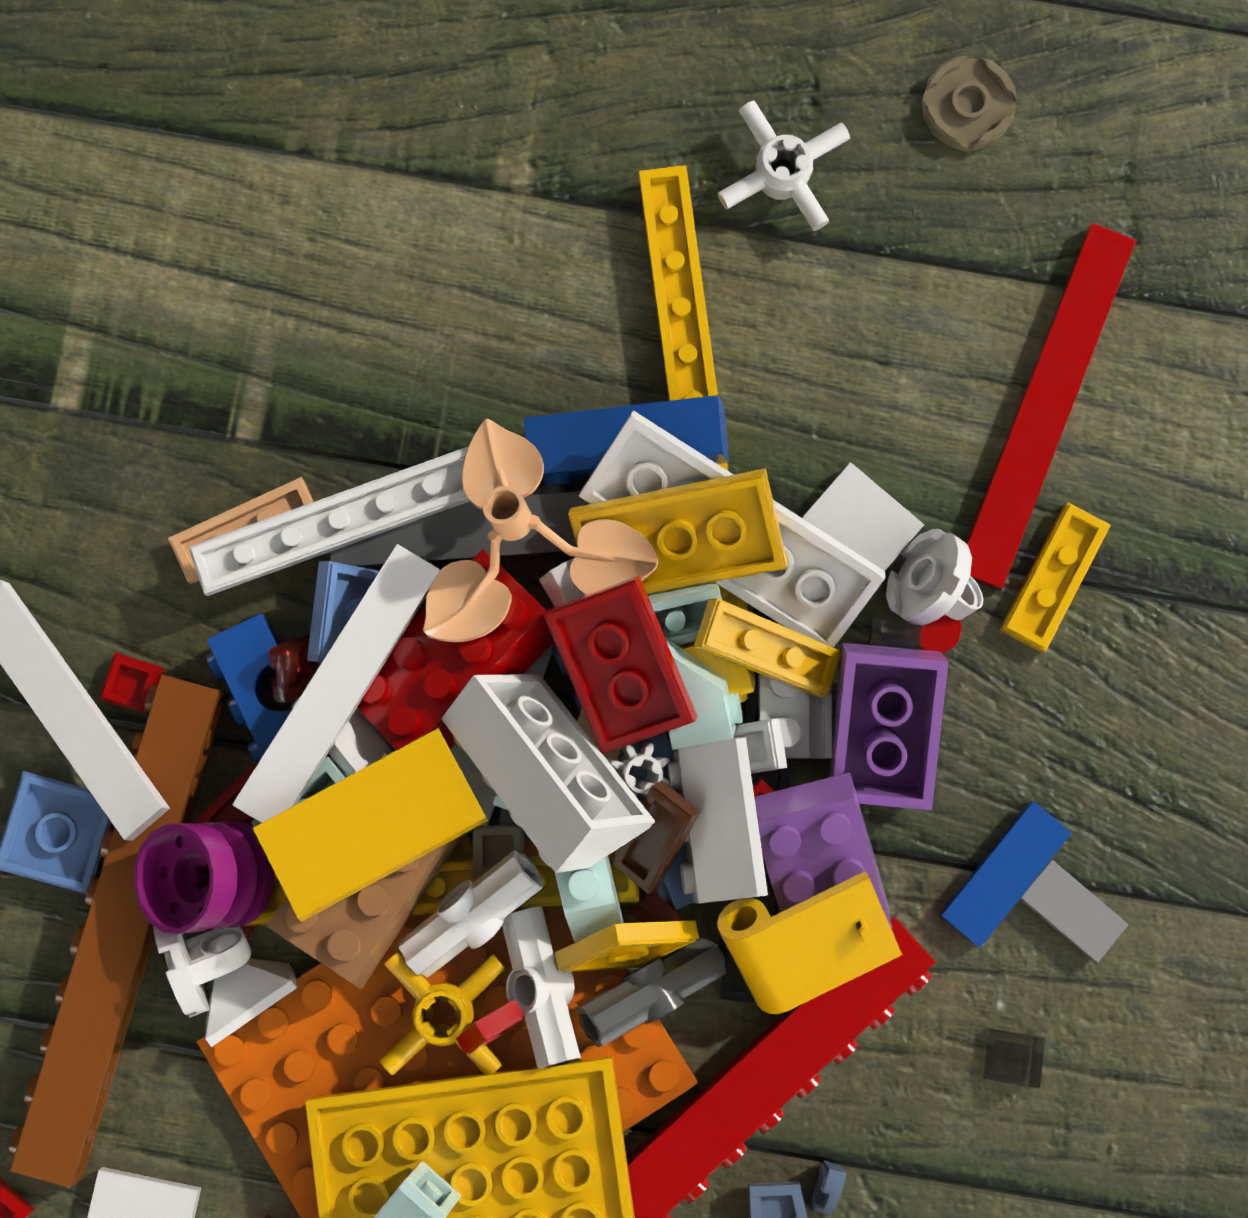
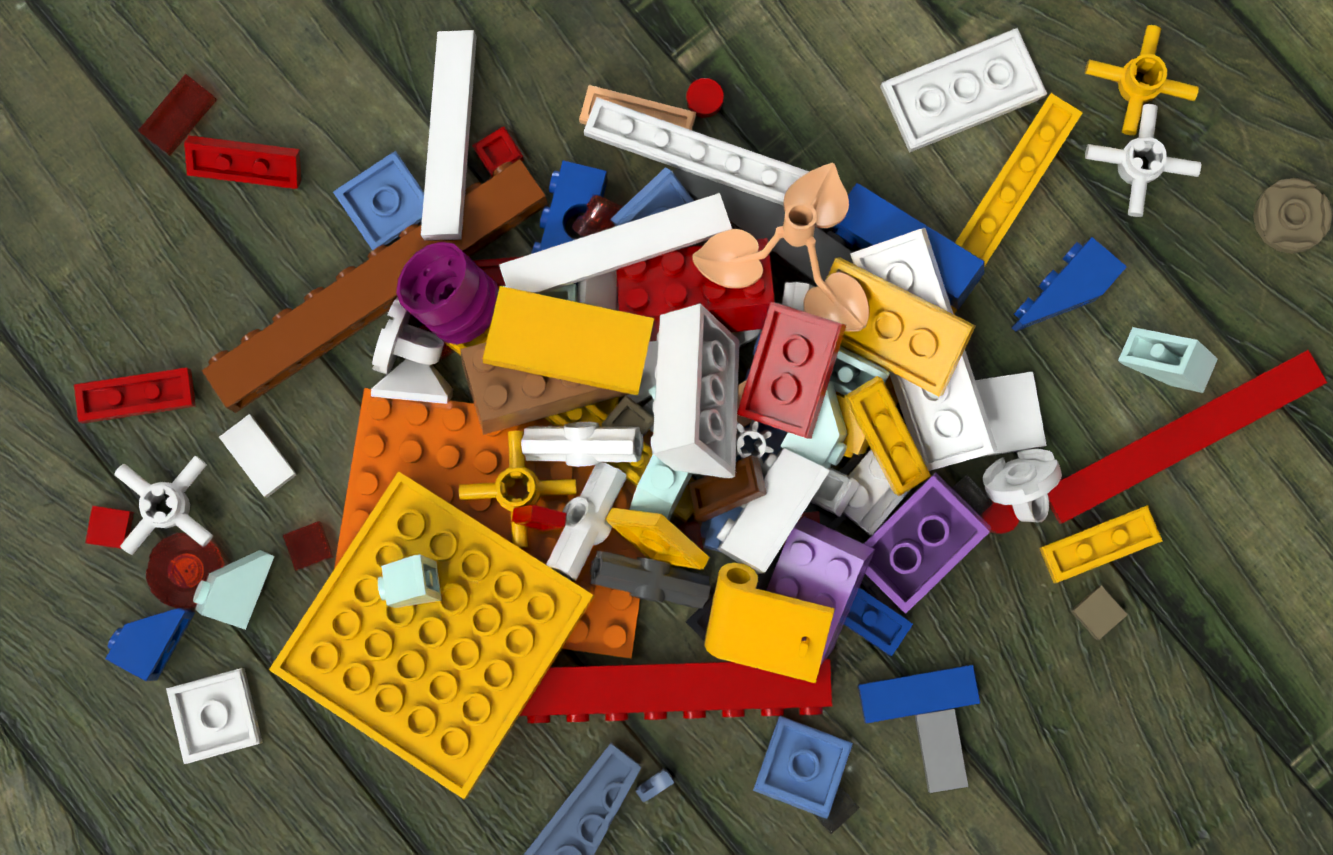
camera: 50 degrees right, 0 degrees up
(297, 454) = (704, 97): none -> red tile
(549, 237) = (963, 90): none -> white tile
(723, 70) = (1152, 83): none -> yellow bar
(822, 331) = (1082, 281): none -> blue slope
(908, 839) = (877, 622): none -> blue plate
(956, 1044) = (803, 767): none -> medium blue plate
(969, 341) = (1169, 359): none -> light aqua slope
(1108, 646) = (1099, 612): none -> dark tan tile

